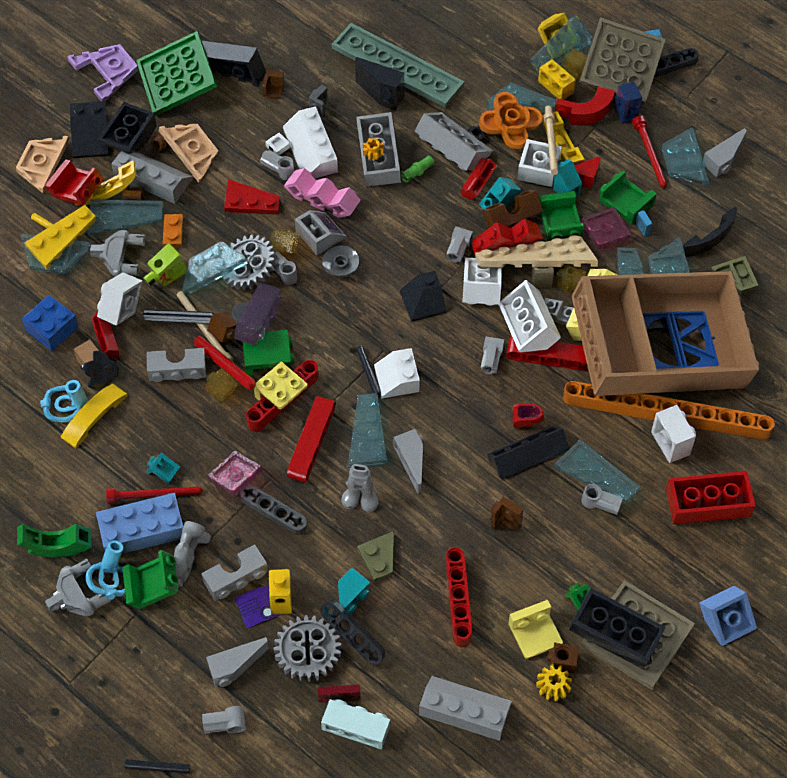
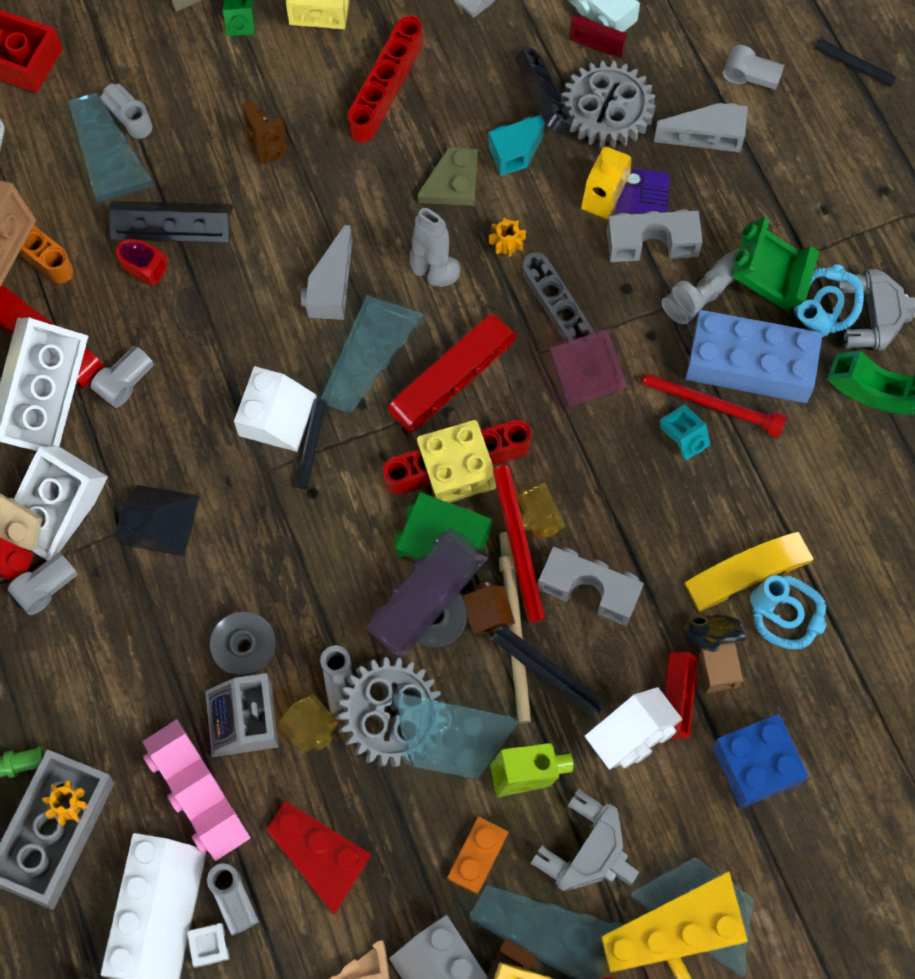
camera: 150 degrees left, 10 degrees up
(321, 525) = (507, 237): none -> light orange gear

